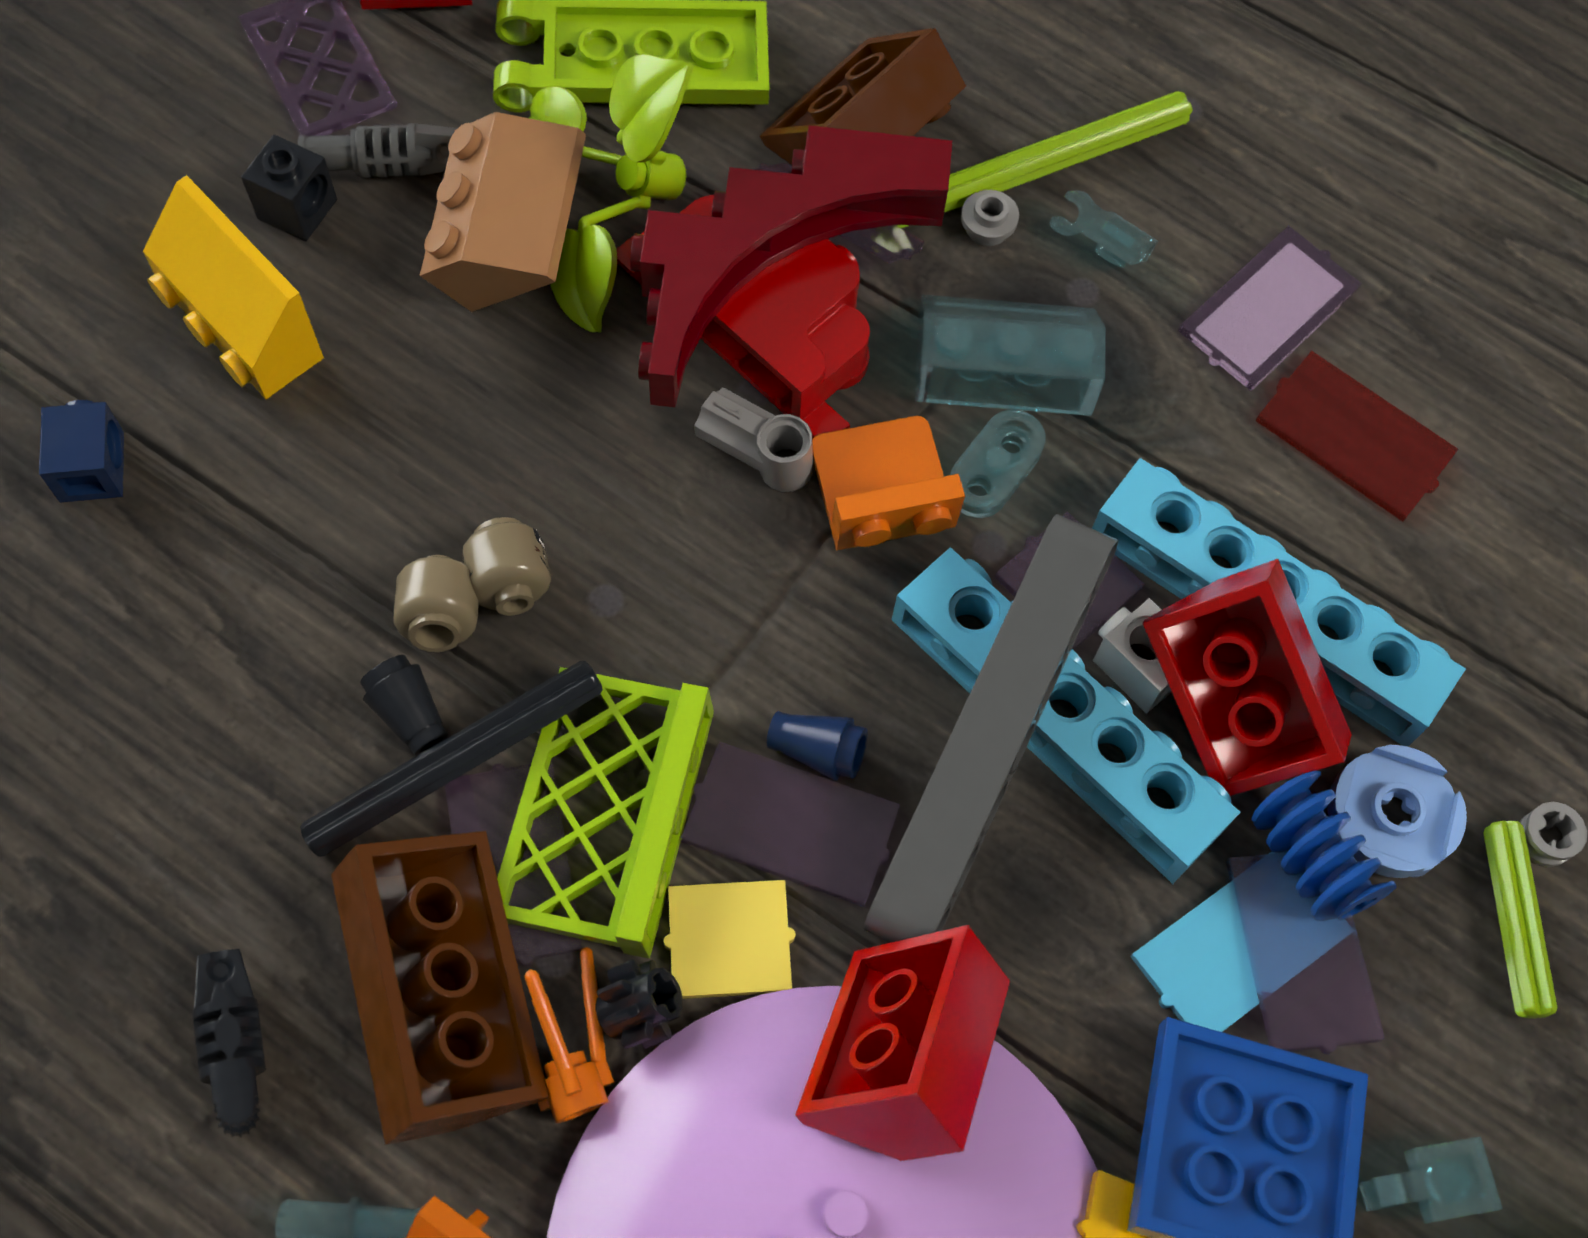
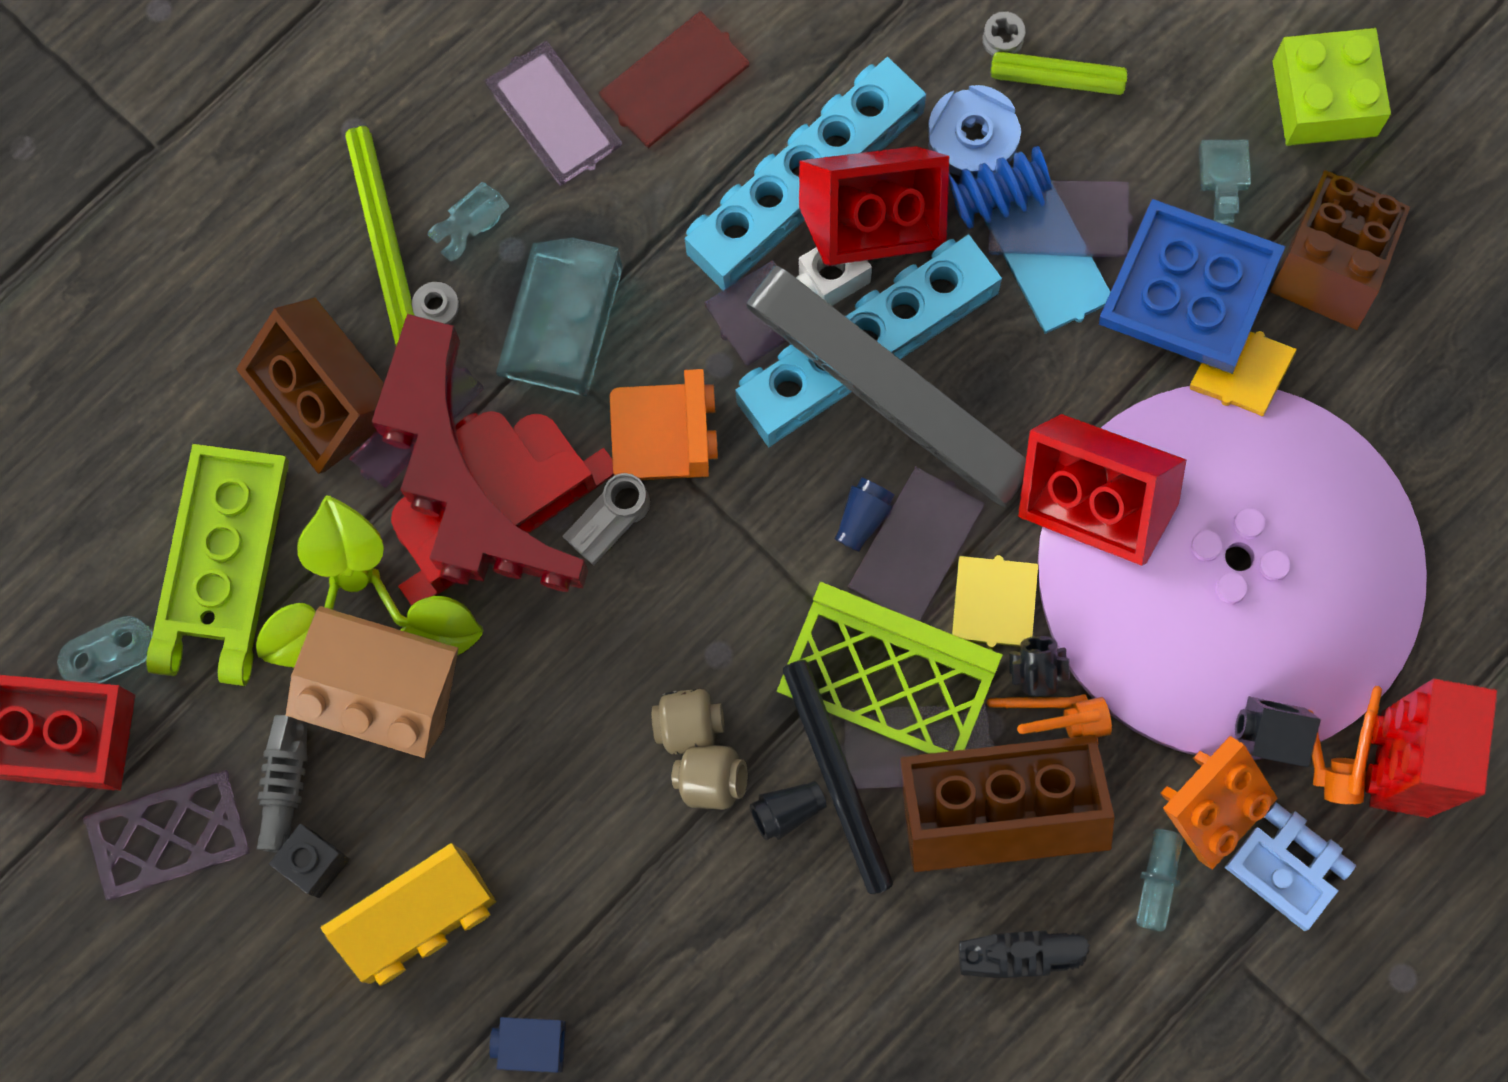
camera: 70 degrees left, 10 degrees up
(993, 467) = (660, 346): clear light blue plate -> none

